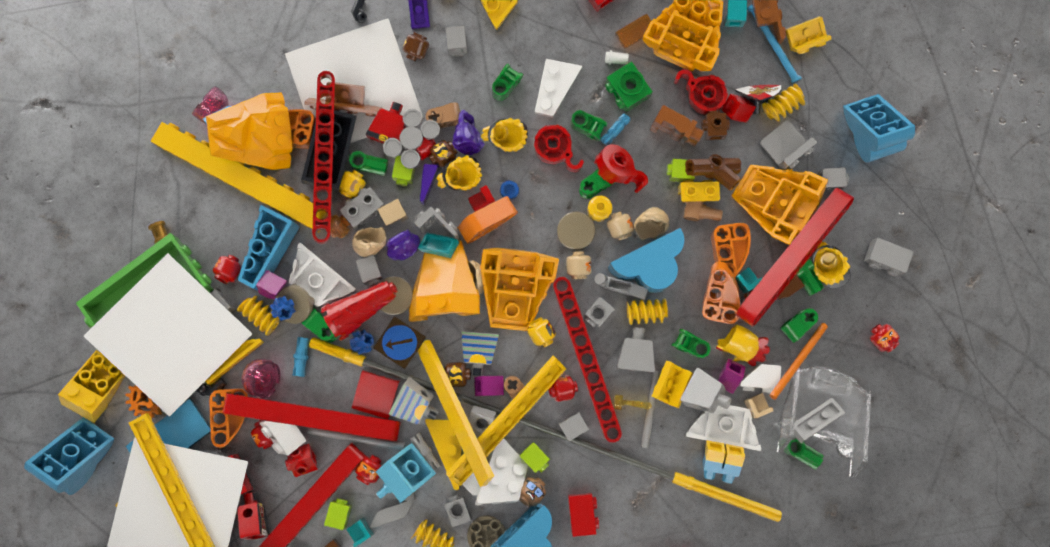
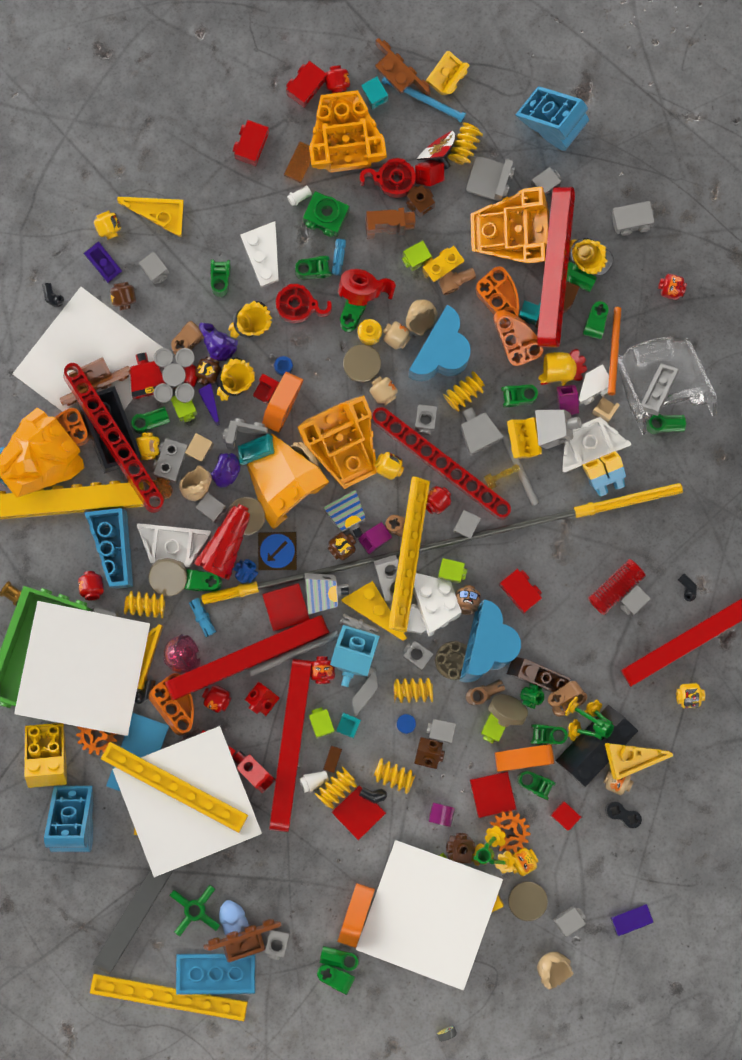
camera: 35 degrees left, 0 degrees up
(270, 285) = (139, 573): brick -> none
(282, 308) = (162, 584): blue gear -> none
(284, 436) = (234, 687): white slope -> none
(455, 414) = (363, 574): yellow tile -> none
(621, 286) = (429, 385): light grey piece -> none
(717, 168) = (445, 235): reddish brown piece -> none

